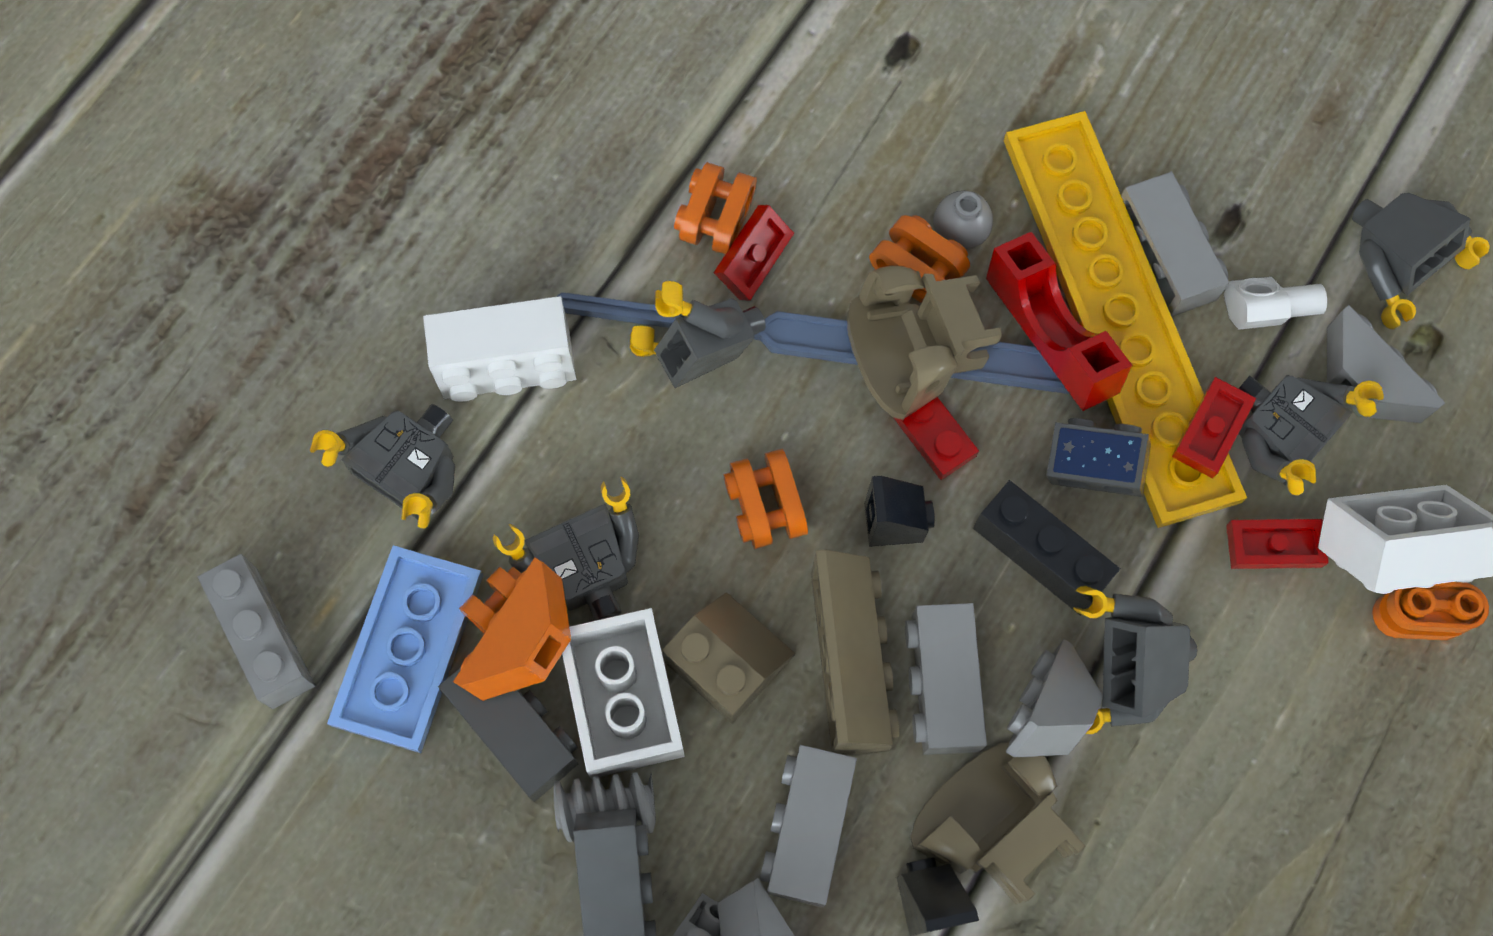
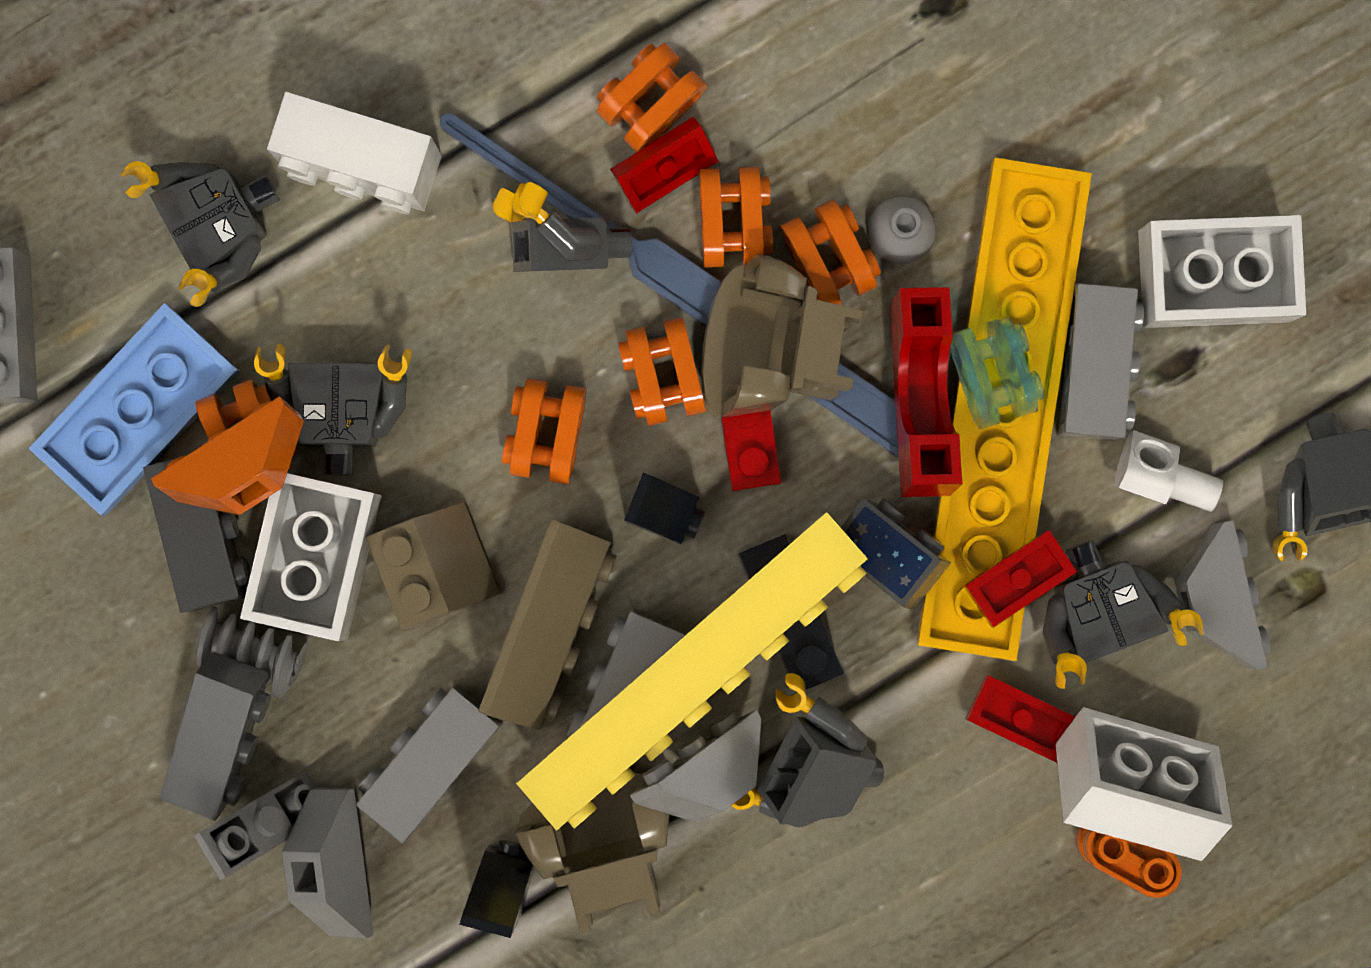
camera: 25 degrees right, 15 degrees up
(812, 404) = (639, 353): none -> orange brick
(835, 244) = (752, 193): none -> orange brick
(999, 625) = (692, 671): none -> light yellow brick
(1102, 280) = (1007, 346): none -> clear light blue brick
(1226, 132) = (1222, 271): none -> white brick

